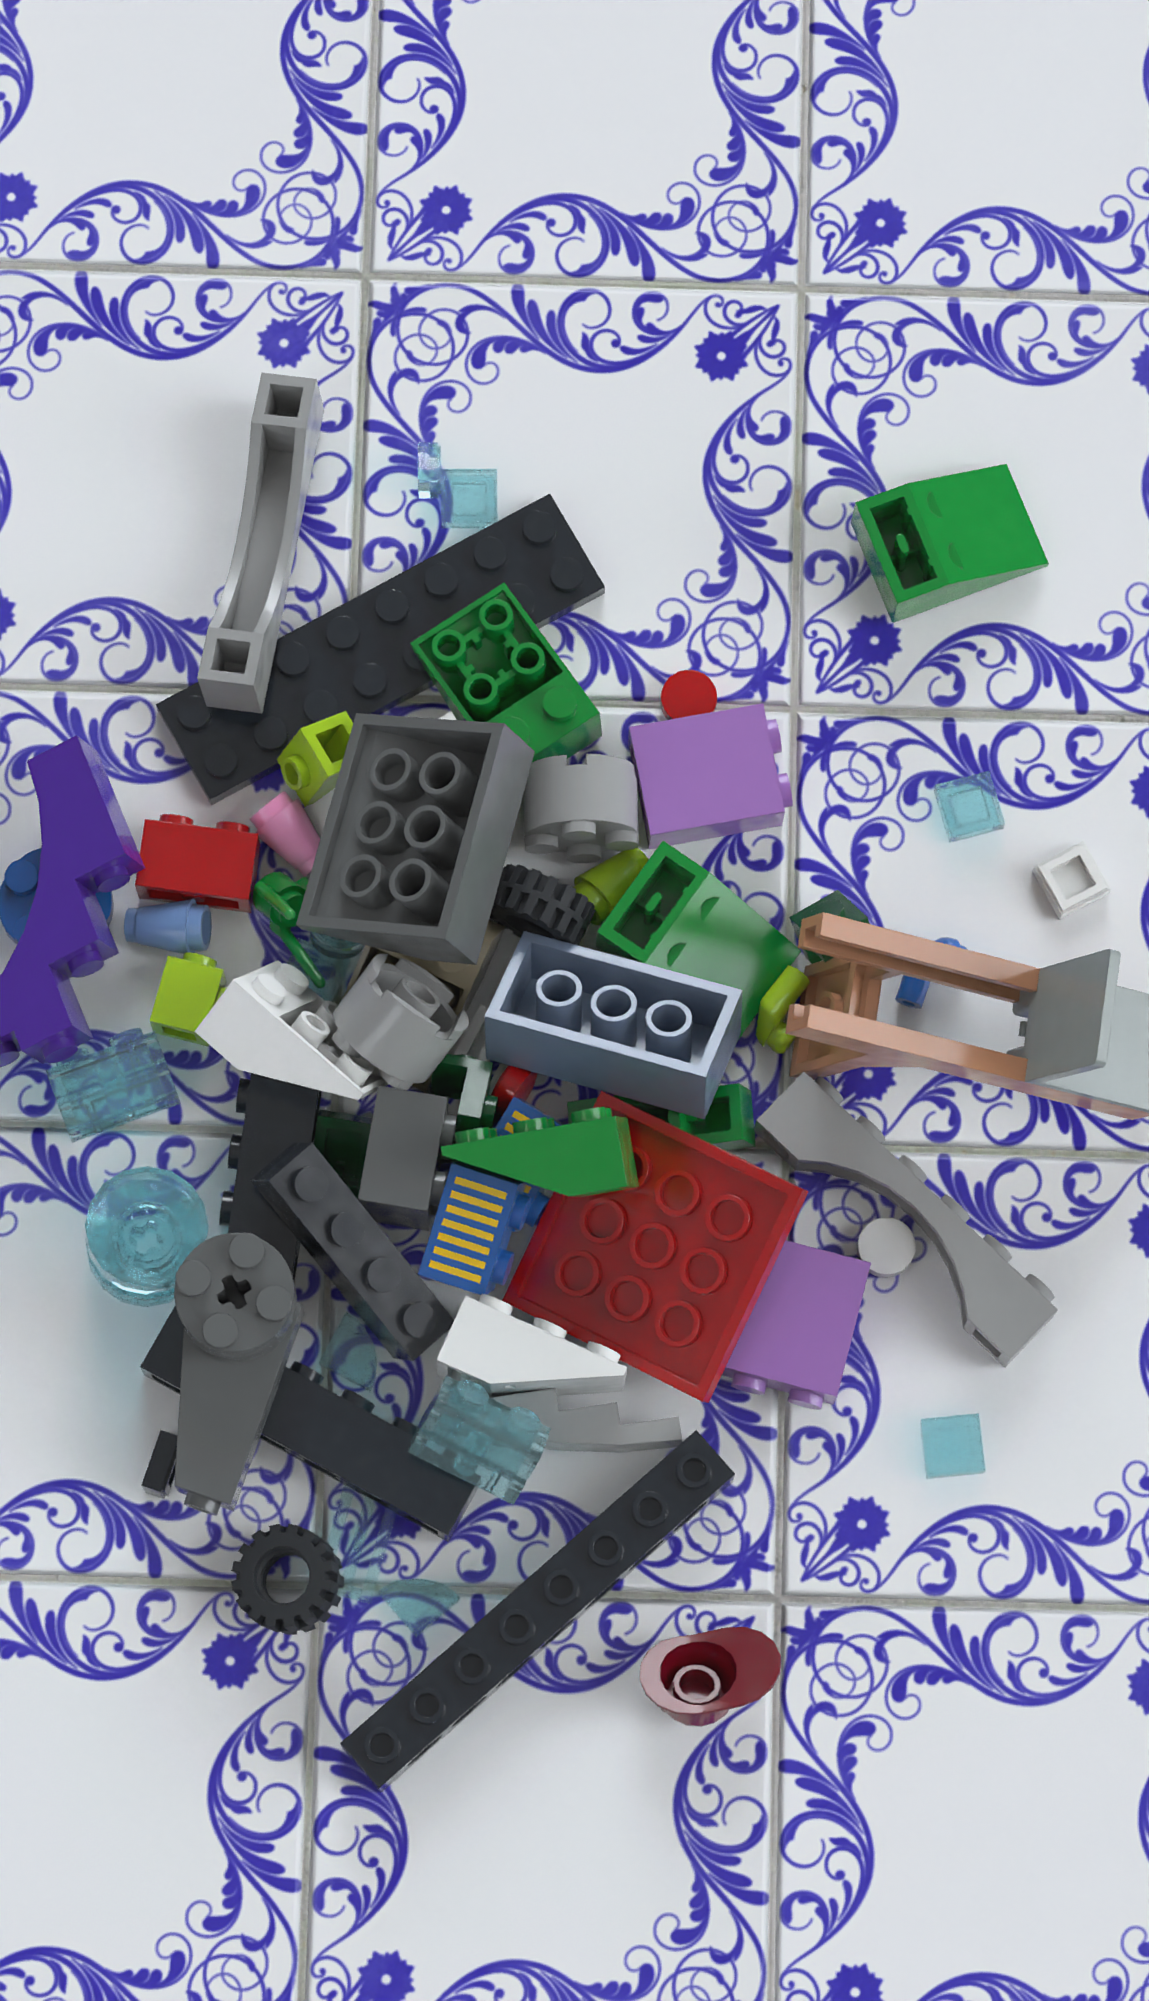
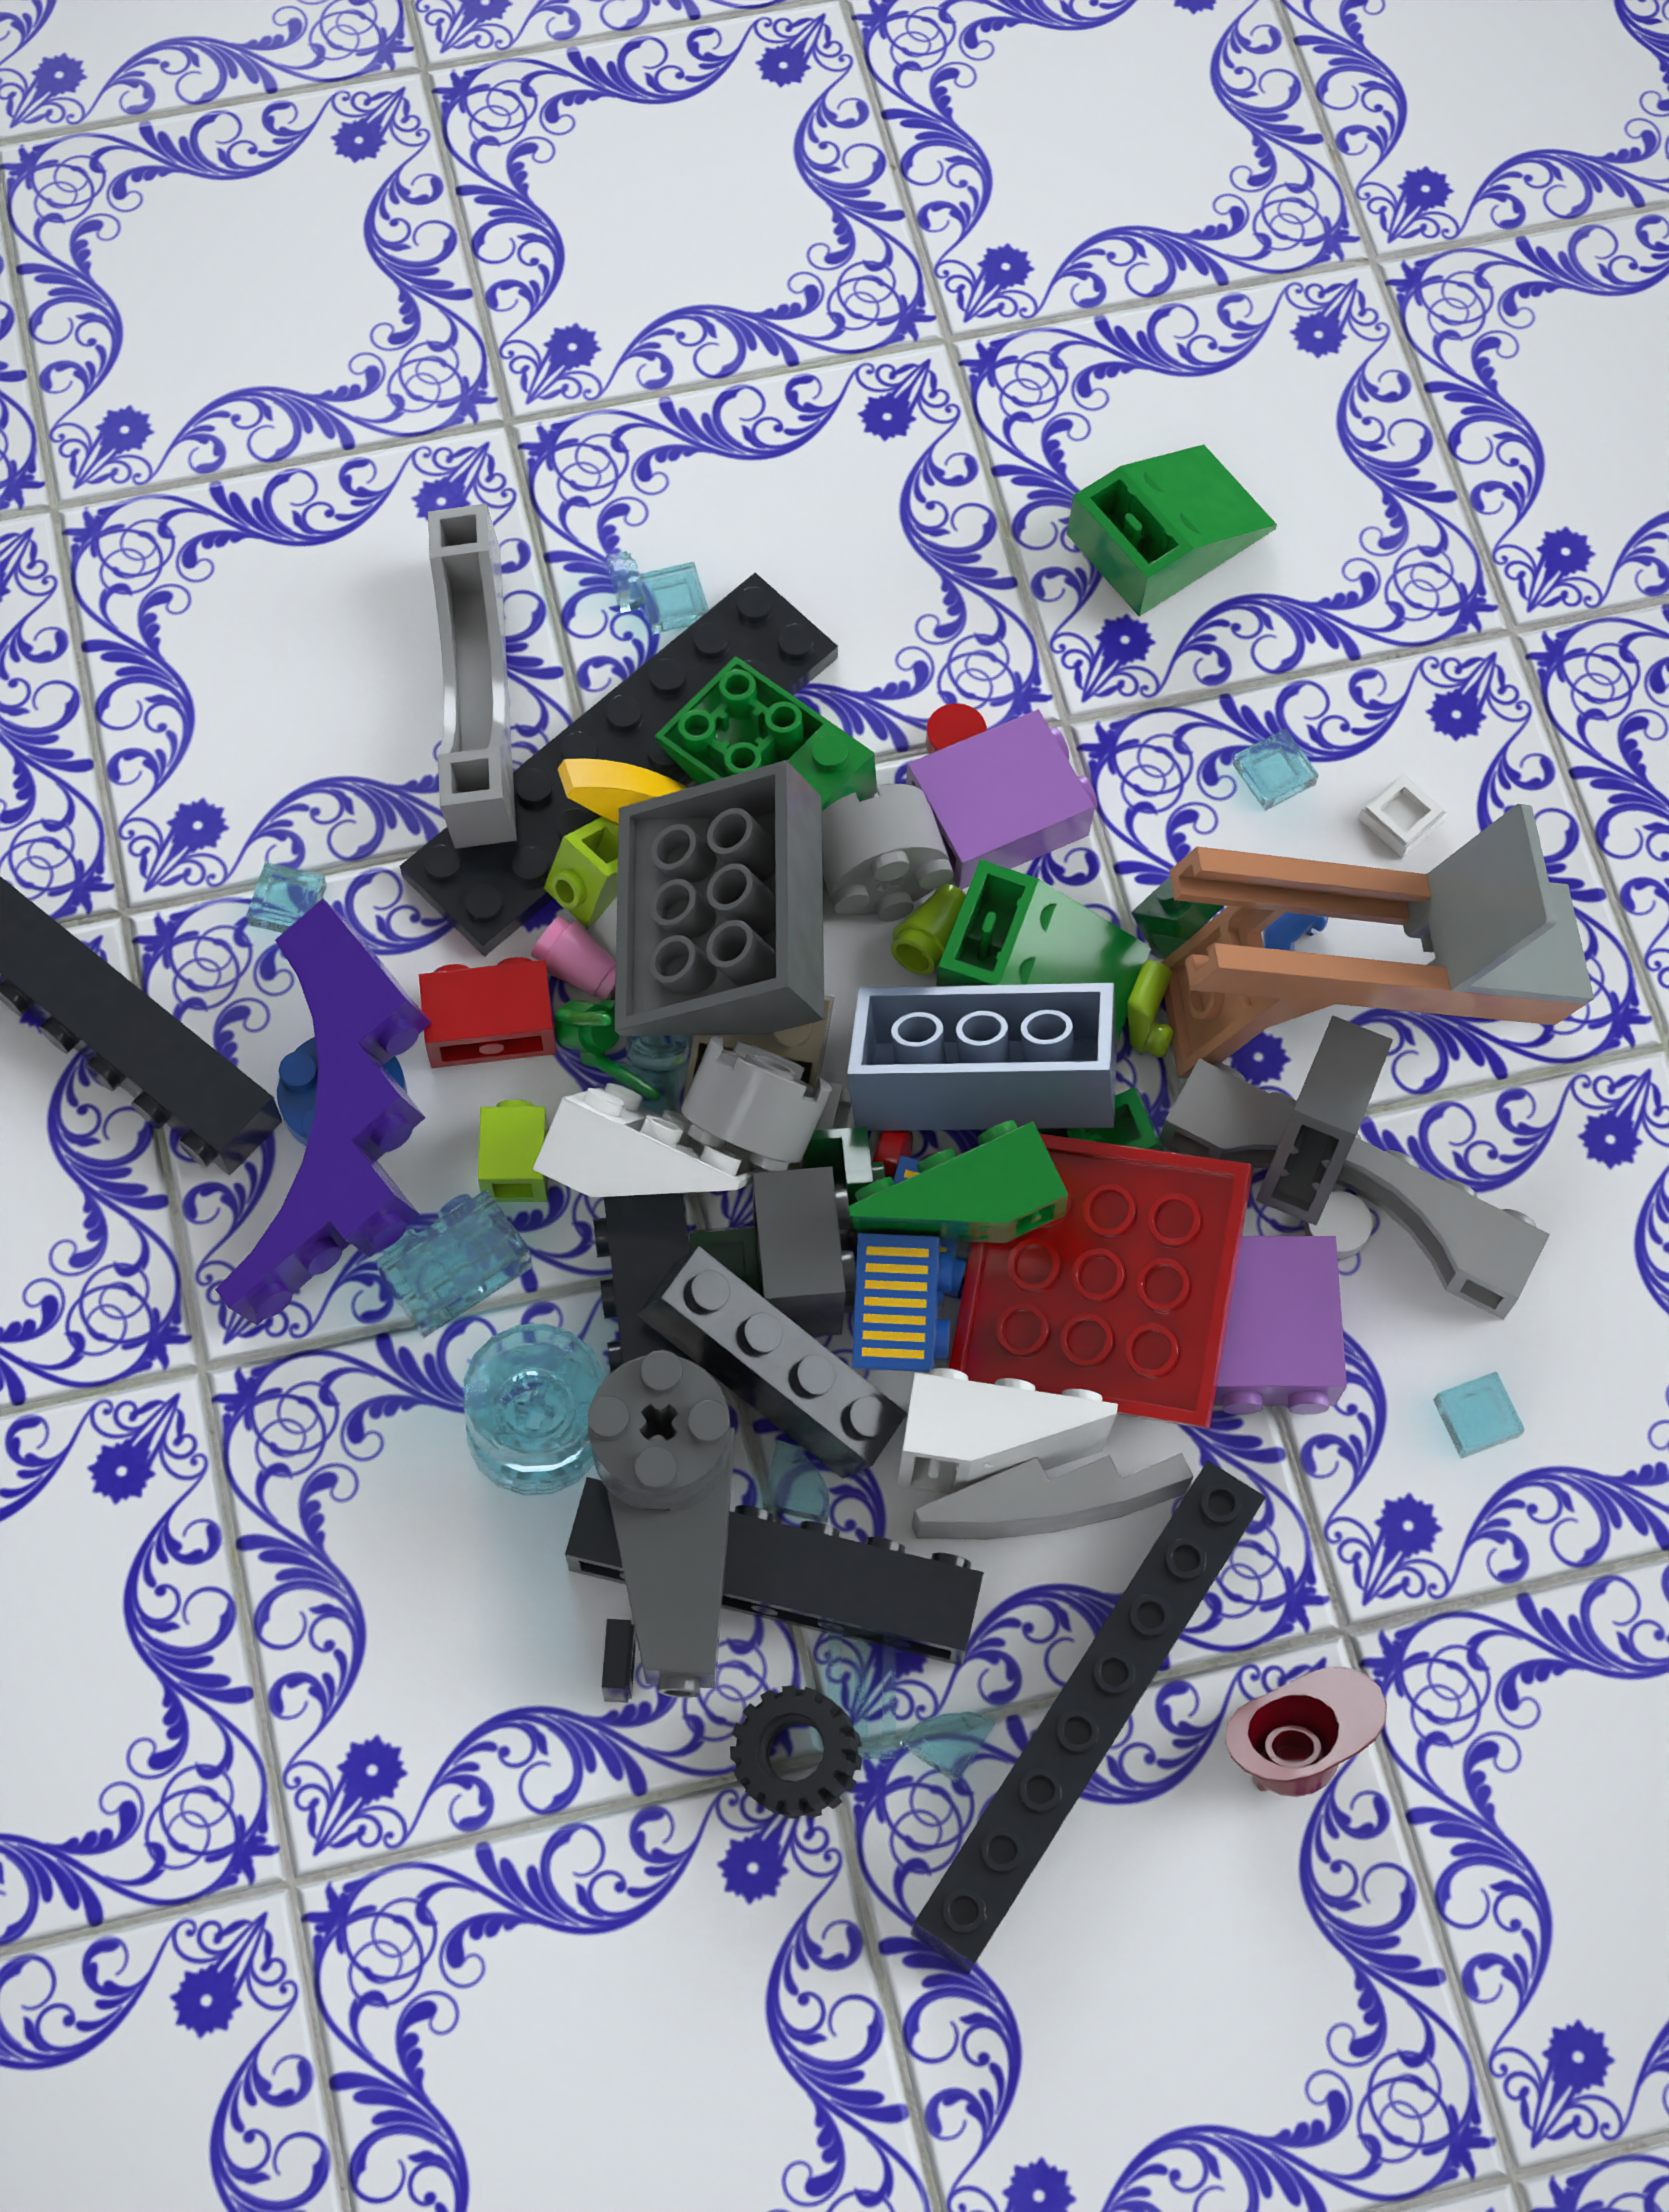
camera: 15 degrees left, 10 degrees down
(49, 709) = (283, 896): none -> clear light blue tile
(170, 926) = (473, 1083): medium blue cone -> none
(362, 687) = (610, 785): none -> yellow slope
(480, 1438) = (974, 1529): clear light blue brick -> none
(540, 905) = (869, 956): black tyre -> none
(888, 1159) = (1324, 1120): none -> dark grey slope

